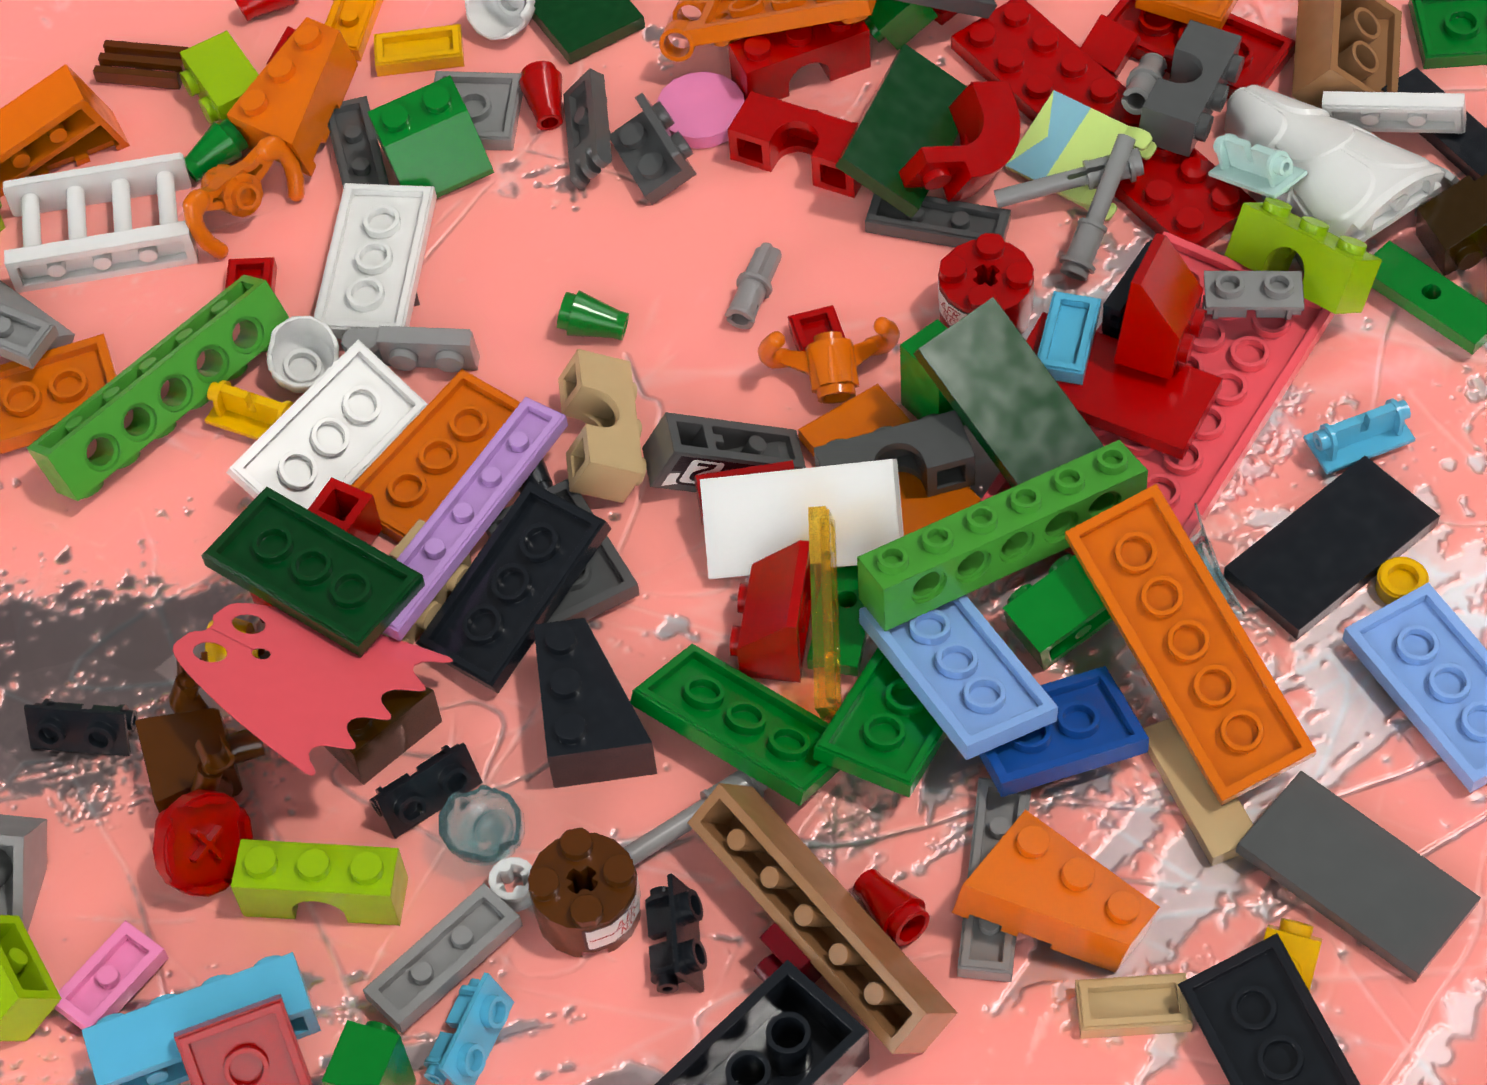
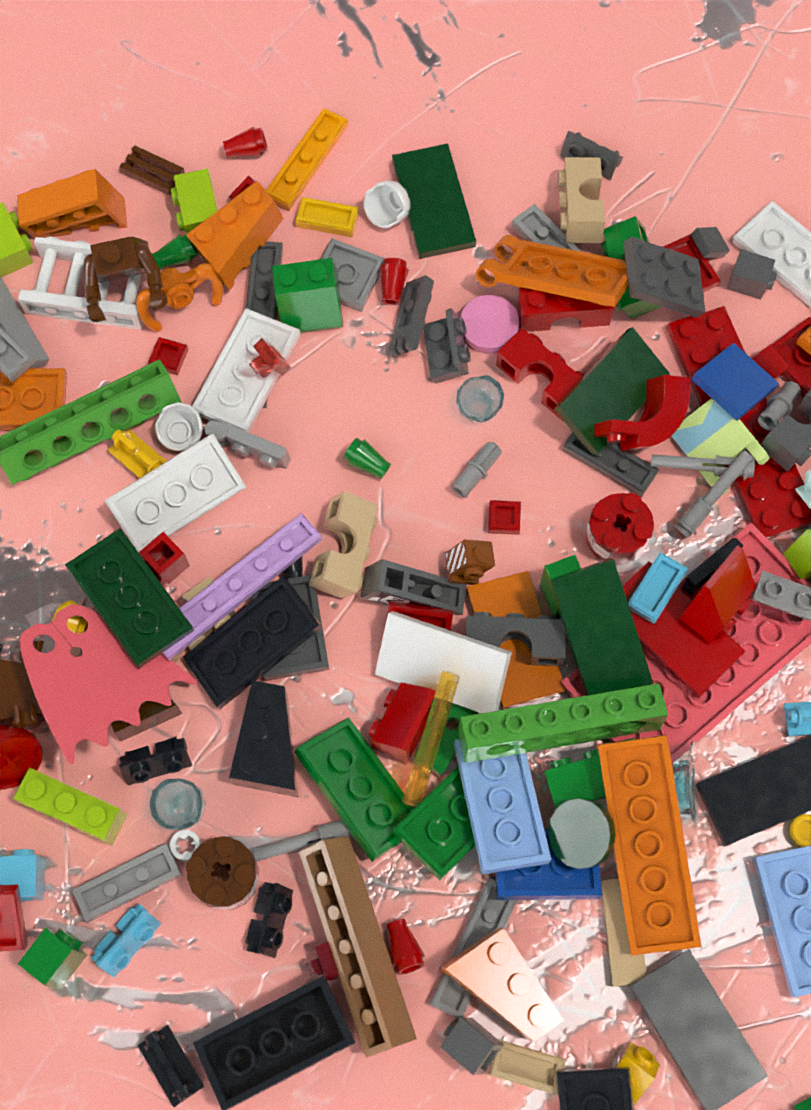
camera: 15 degrees right, 15 degrees up
(142, 165) = (119, 260): none -> reddish brown torso
(405, 227) = (269, 359): none -> clear red tile
(434, 452) = (238, 526): orange tile -> none
(725, 195) = (480, 398): none -> clear light blue hair
(789, 391) = (469, 561): none -> dark orange brick
(830, 359) = (505, 544): orange piece -> none
(1040, 992) = (471, 1045): none -> dark grey brick
(1071, 68) = (735, 381): none -> blue tile
(1087, 660) = (581, 833): none -> tile

